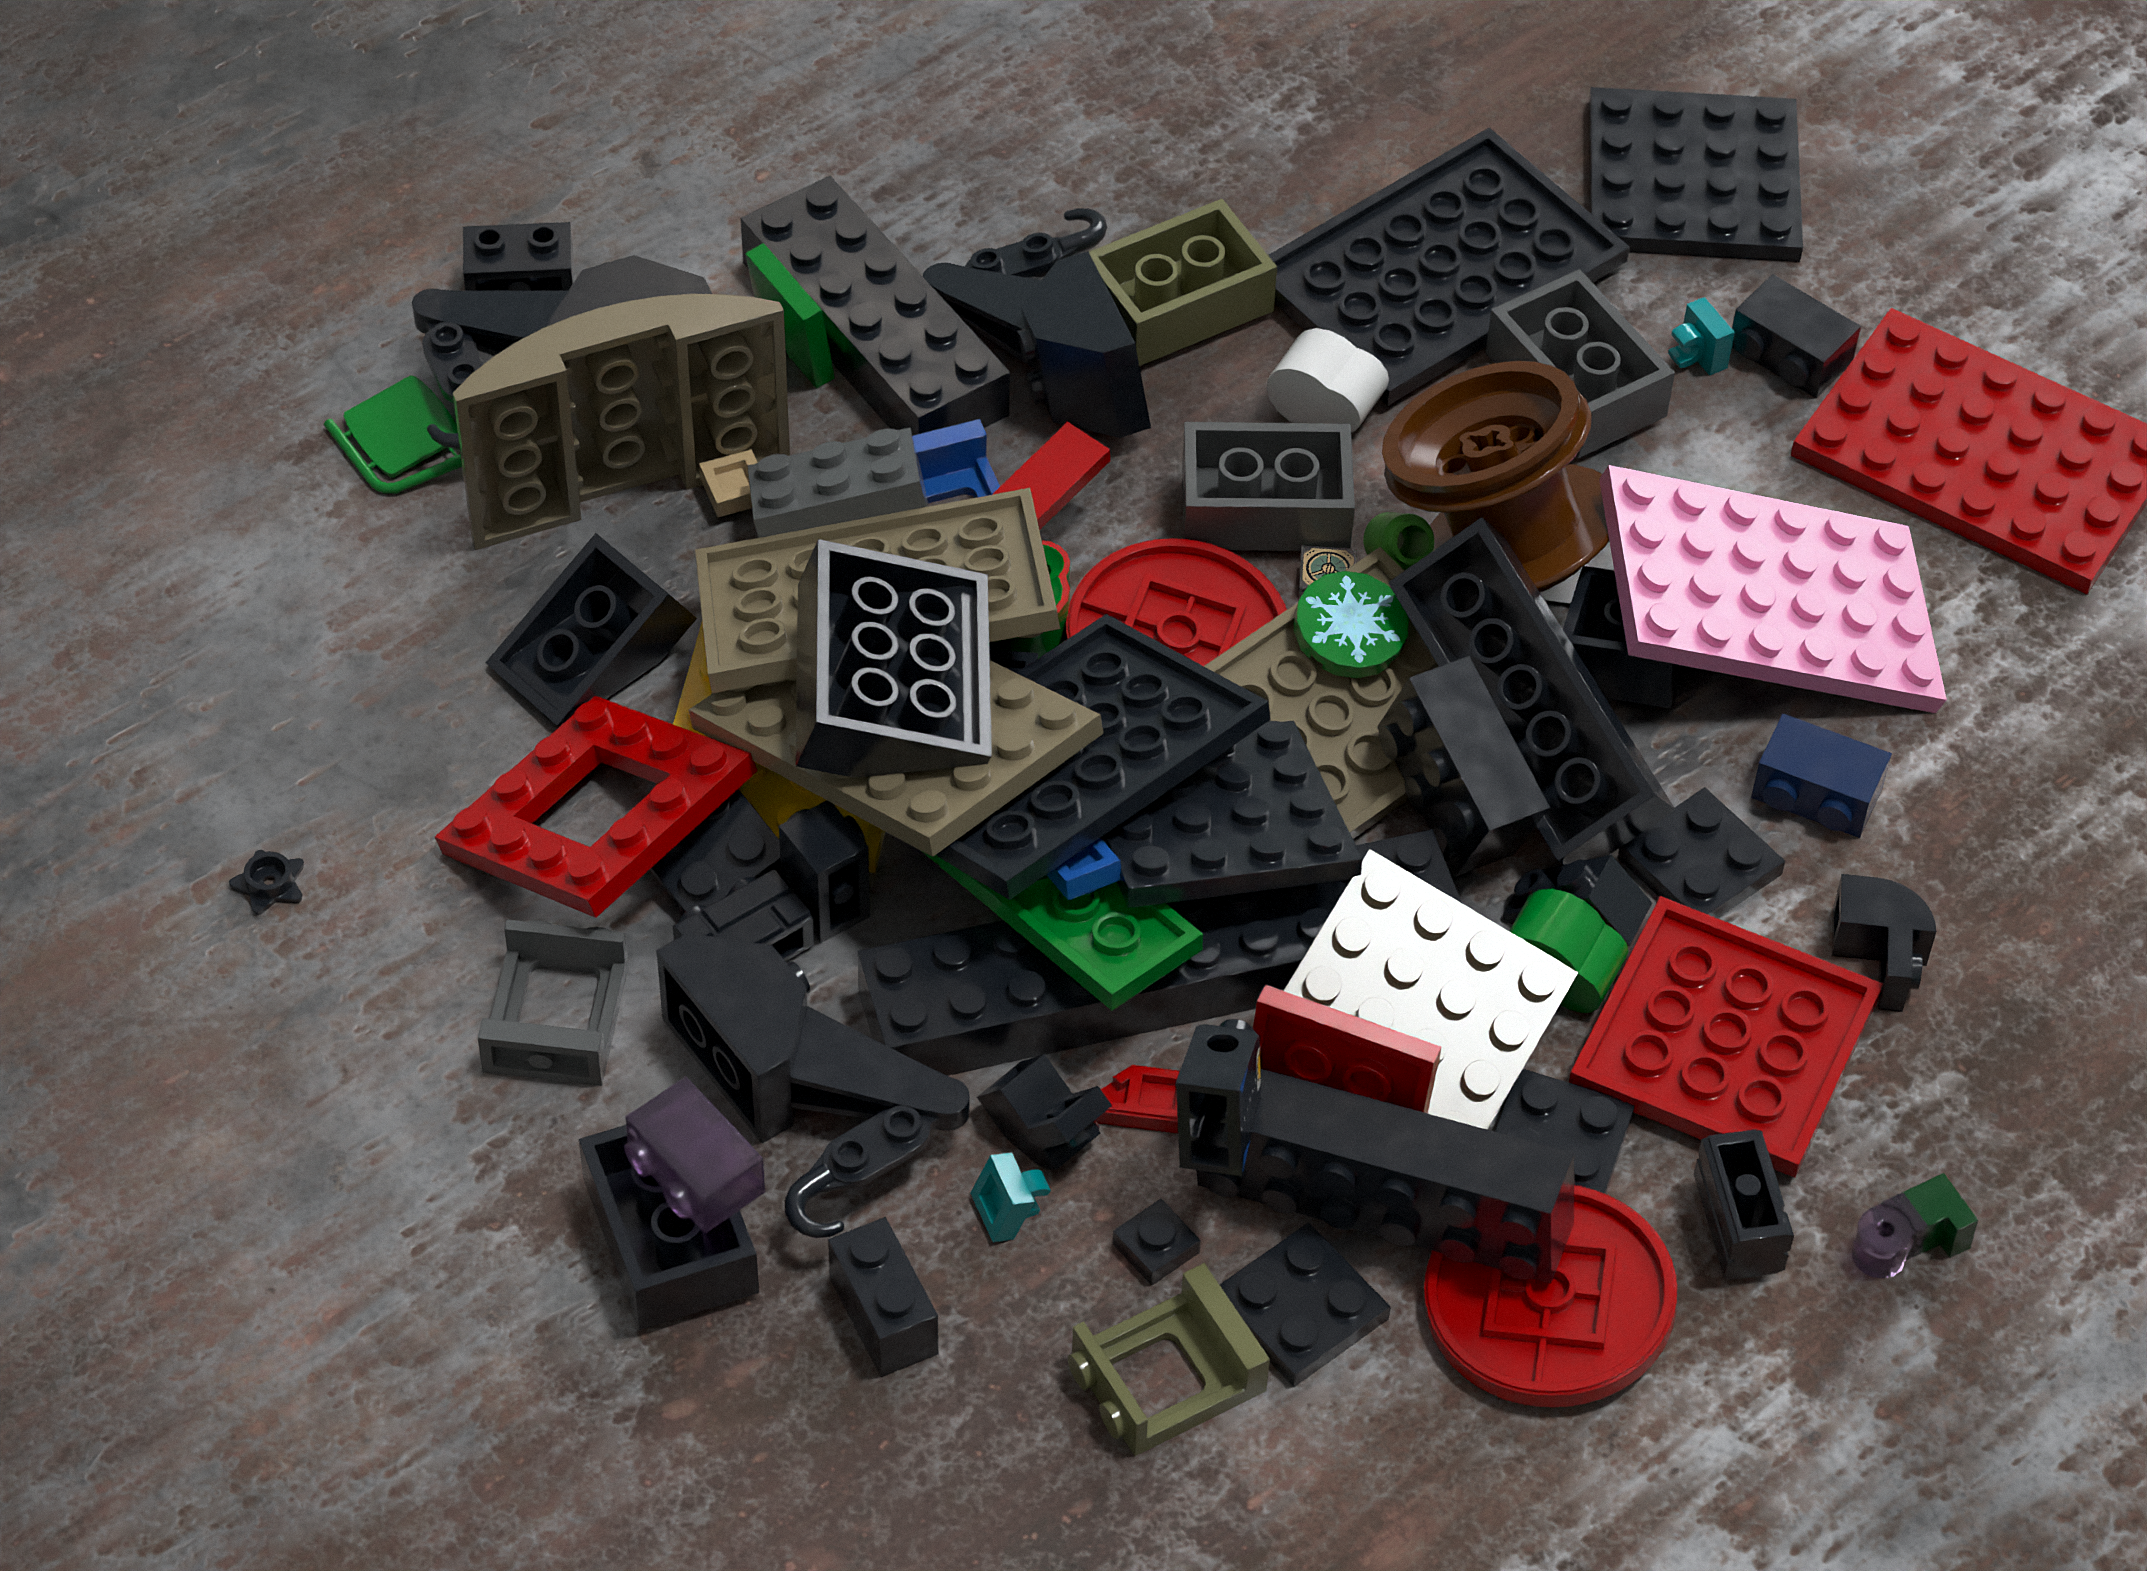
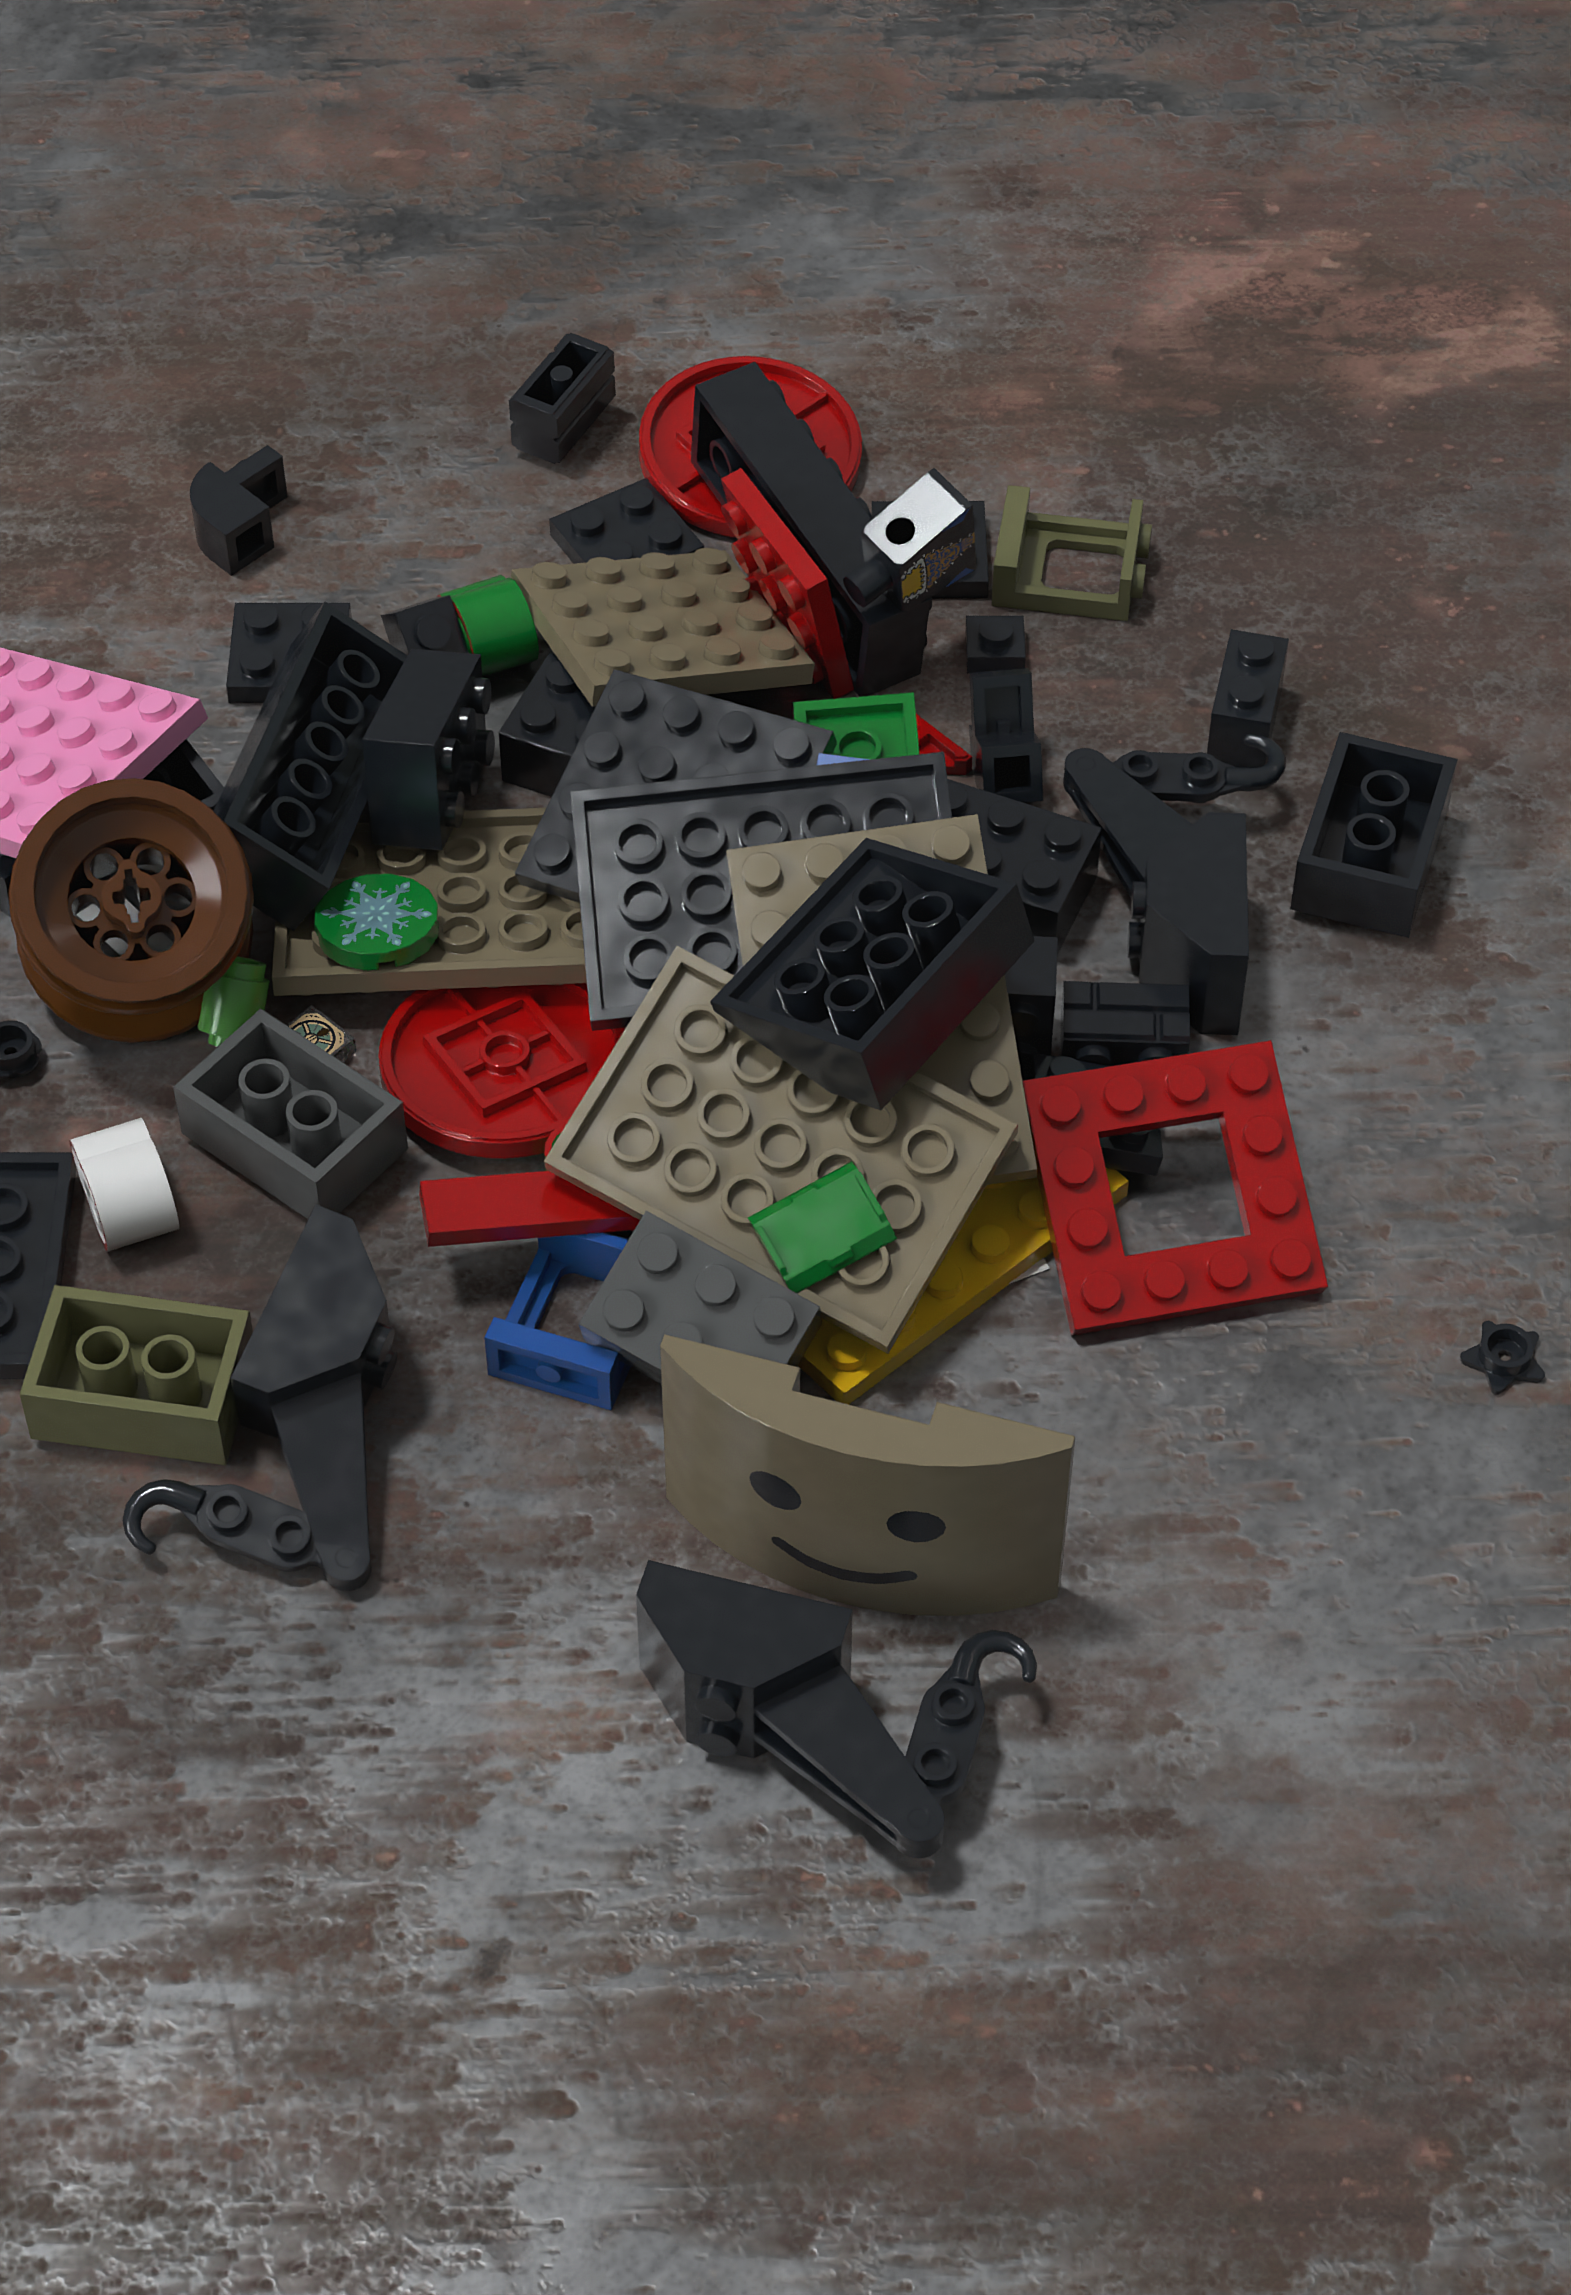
camera: 140 degrees left, 0 degrees up
(395, 421) = (1026, 1762): green piece -> none
(518, 257) = (762, 1871): black brick -> none
(548, 1050) = (1366, 1046): dark grey window -> none
(590, 633) = (1037, 1371): black slope -> none
(694, 1155) = (1345, 792): clear purple brick -> none
(786, 561) = (822, 1227): none -> green piece
(880, 314) = (458, 1555): black brick -> none
(1007, 1195) = (1086, 716): teal tile -> none
(1726, 1032) = (425, 516): red plate -> none
(1821, 775) = (133, 630): dark blue brick -> none
(1911, 1225) = (455, 344): leg -> none

